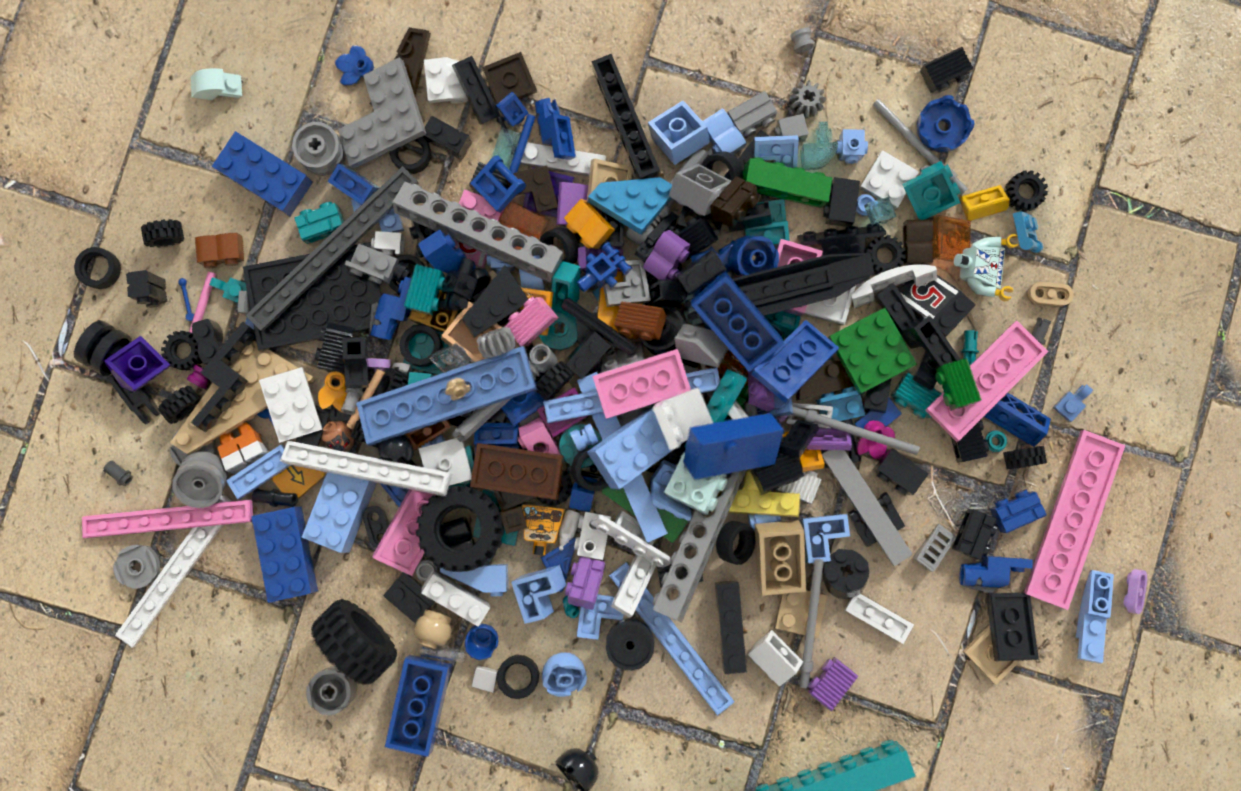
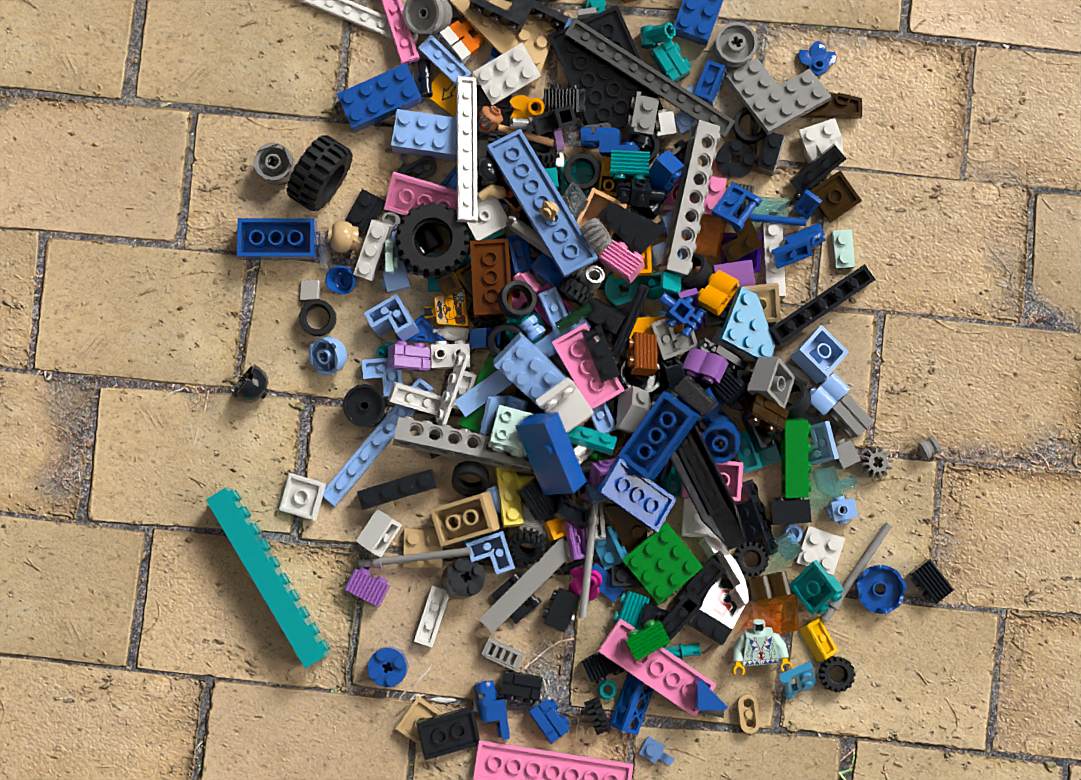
camera: 70 degrees right, 0 degrees up
(286, 233) = (653, 35): none -> teal piece
(419, 449) = (494, 191): none -> tan arm
(446, 165) = (738, 149): none -> black plate
(475, 580) = (391, 261): none -> light aqua plate
(544, 432) = (525, 288): none -> black tyre
(568, 84) = (843, 249): none -> light aqua plate
(583, 387) = (574, 317): none -> clear green pin
(632, 365) = (601, 354): none -> black plate
(716, 736) = (302, 496): none -> white plate
(815, 500) = (527, 554): none -> black tyre
(935, 688) = (377, 669): none -> blue brick
(1033, 335) = (705, 698): none -> blue slope

